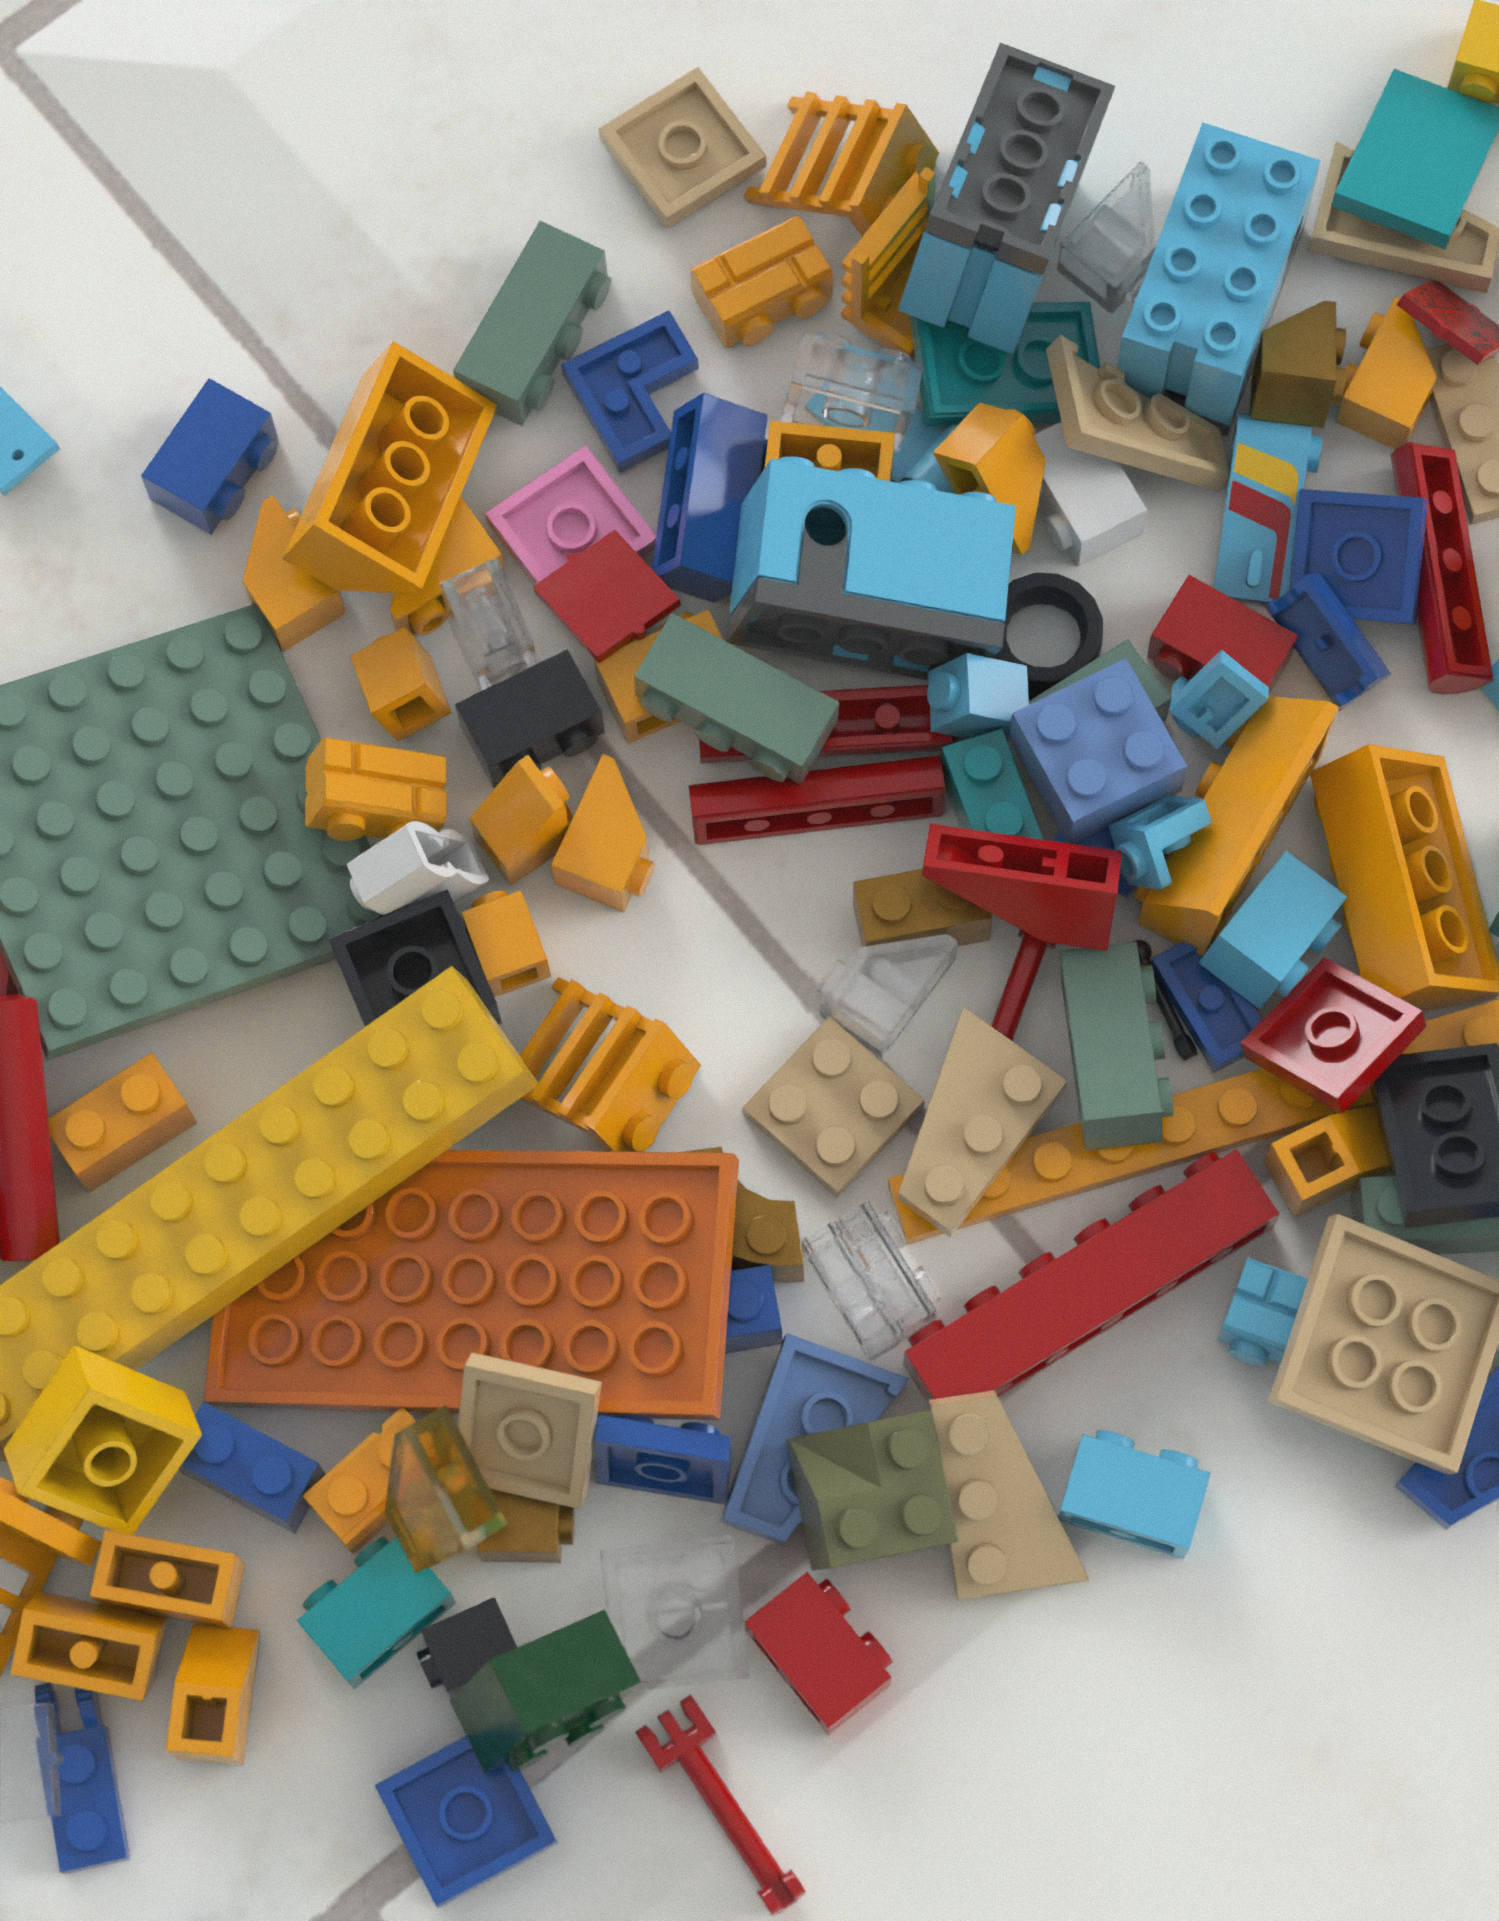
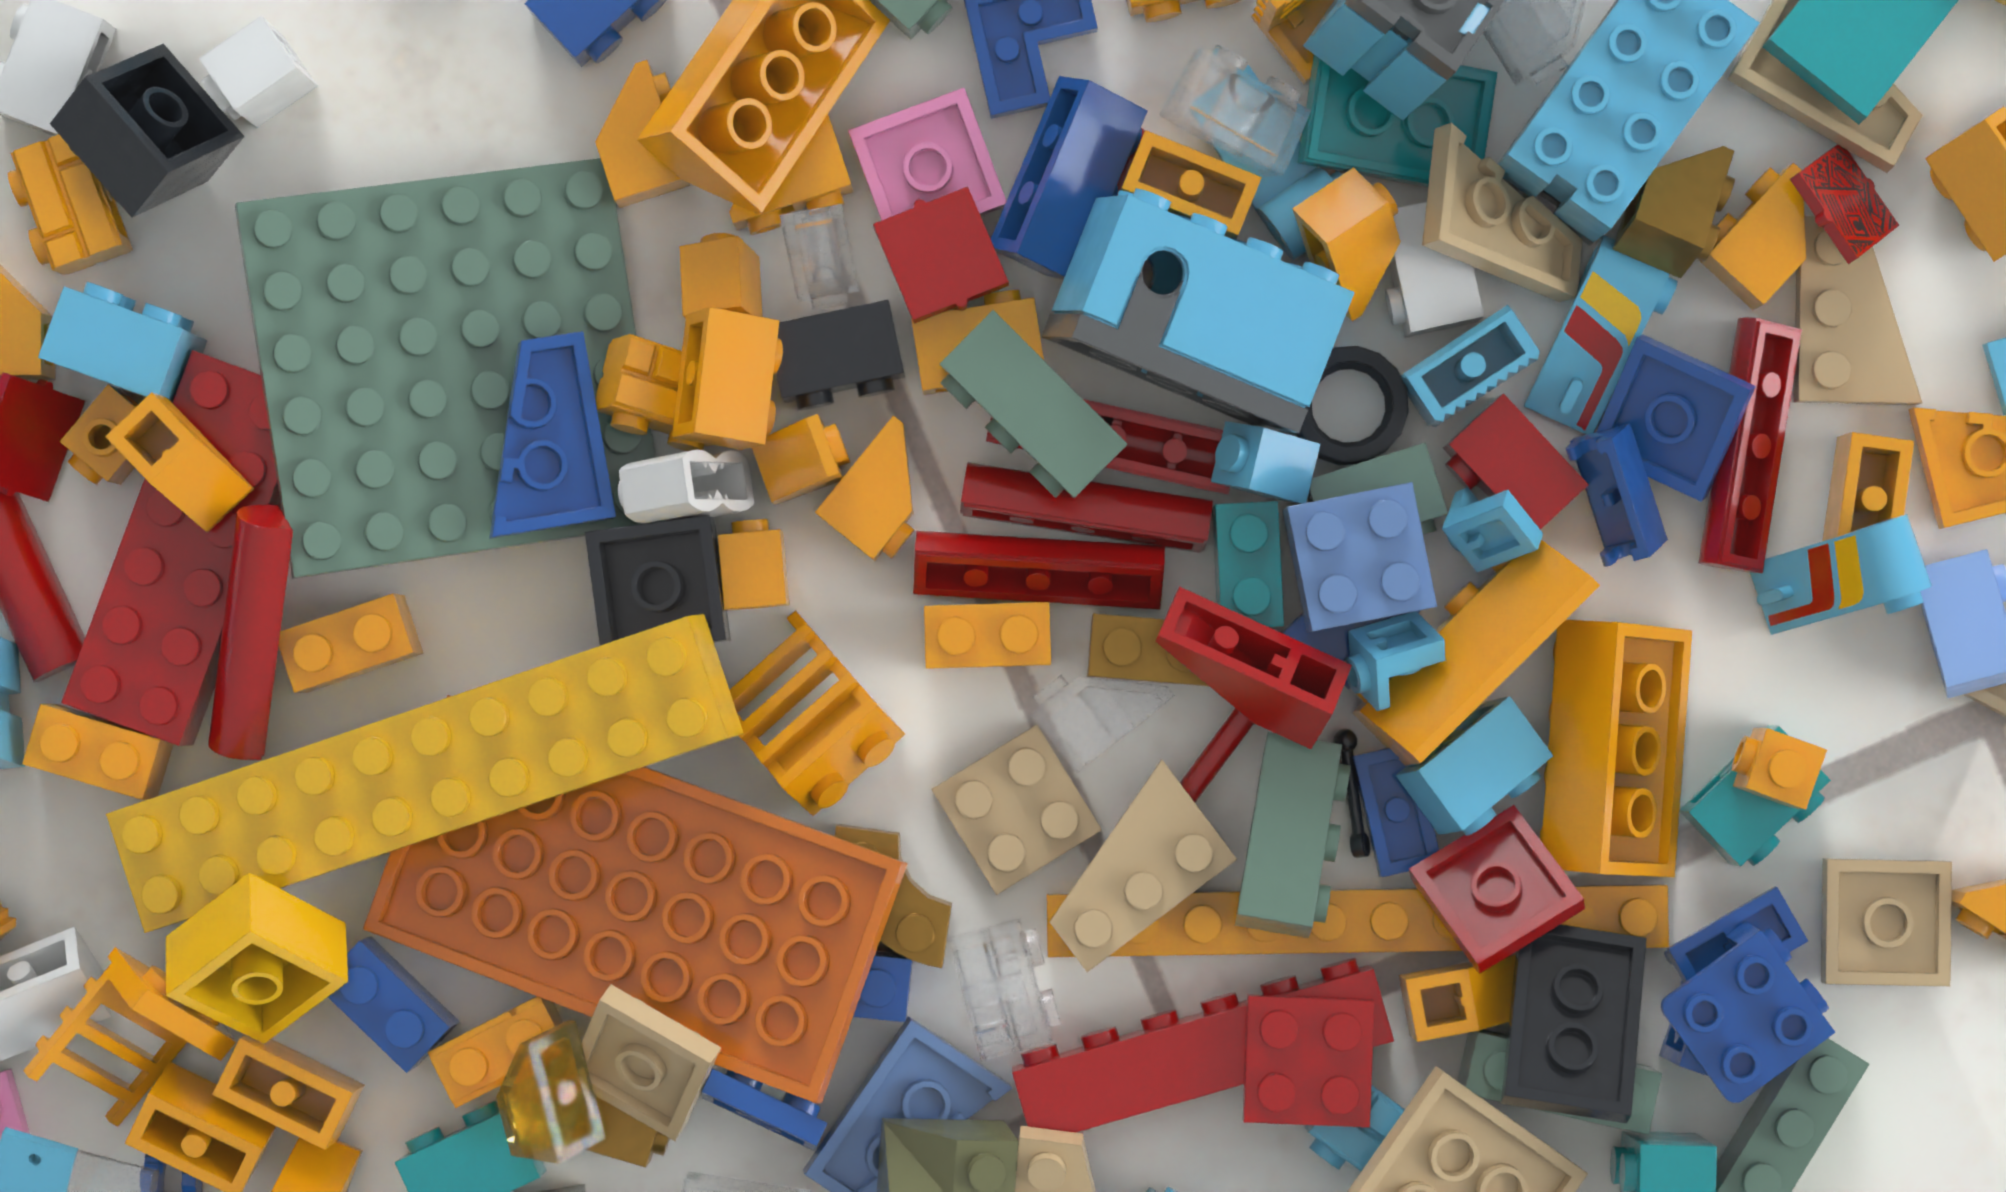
camera: 15 degrees right, 15 degrees up
(274, 863) = (553, 442): none -> blue wing
(430, 753) = (727, 379): none -> light orange brick
(755, 941) = (987, 635): none -> light orange brick
(785, 868) = (1038, 569): none -> red brick
(1149, 562) = (1470, 367): none -> medium azure brick
(1199, 1252) = (1308, 1060): none -> red plate

